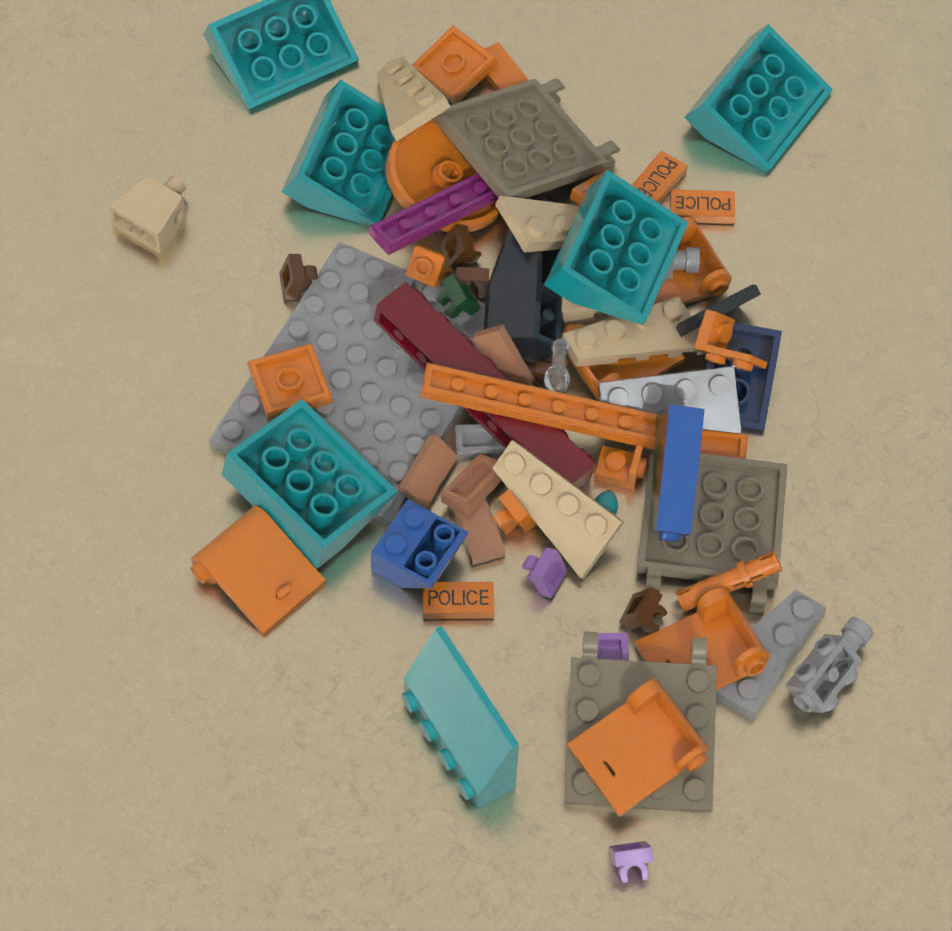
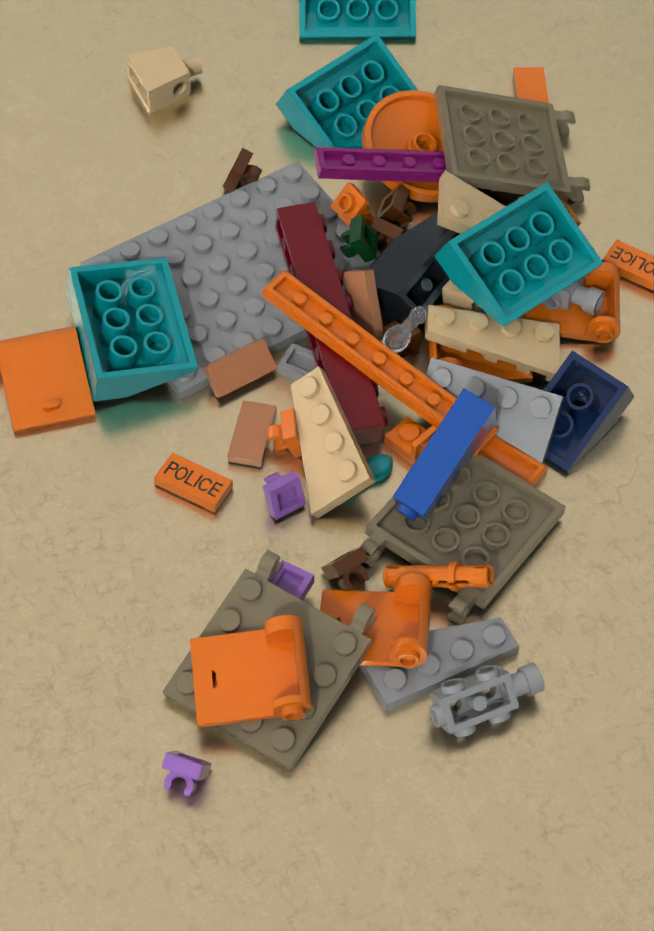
camera: 30 degrees right, 5 degrees down
(288, 378) = (179, 240): orange tile -> none
(408, 97) = (426, 71): tan wing -> none
(416, 547) = (181, 417): blue slope -> none
(455, 64) = (492, 68): orange tile -> none
(461, 721) = (111, 577): teal slope -> none
(471, 485) = (266, 395): nougat tile -> none
(660, 176) = (605, 229): orange tile -> none
(713, 340) = (558, 364): orange bracket -> none
(723, 307) = (586, 347): black tile -> none

